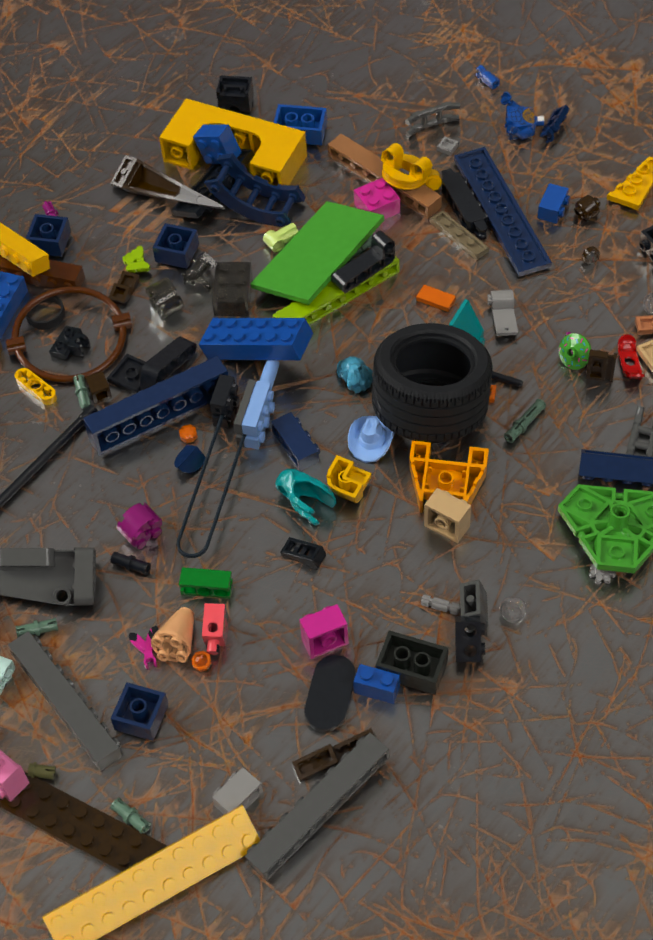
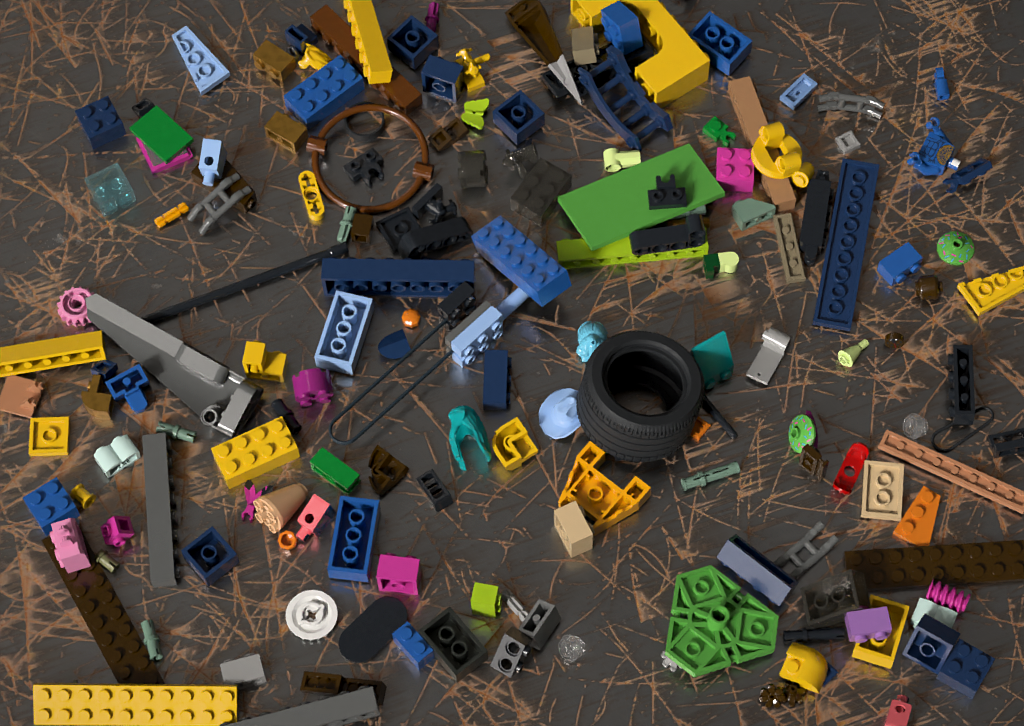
camera: 30 degrees right, 10 degrees up
(35, 738) = (117, 530): none -> dark pink brick
(82, 531) = (263, 364): none -> yellow brick
(92, 246) = (443, 78): none -> dark blue brick
(109, 232) = (472, 76): none -> yellow piece
(122, 605) = (255, 452): none -> yellow brick
(139, 469) = (344, 332): none -> light blue brick
(146, 341) = (434, 204): none -> black piece
(194, 172) = (585, 45): none -> dark tan brick
(248, 559) = (385, 470): none -> dark brown brick
(260, 699) = (313, 602): none -> white gear
(262, 626) = (354, 539): none -> blue brick
(340, 237) = (666, 195): none -> black plate
(342, 184) = (718, 130): none -> green plate
(387, 125) = (804, 86): none -> medium blue piece
(412, 223) = (751, 212): none -> sand green slope
(414, 269) = (719, 263): none -> leg
(415, 610) = (486, 600): none -> lime brick
(436, 298) = (720, 304): orange tile -> none
(564, 283) = (849, 355): none -> yellowish green cone
(583, 176) = (952, 254): none -> bright green dish

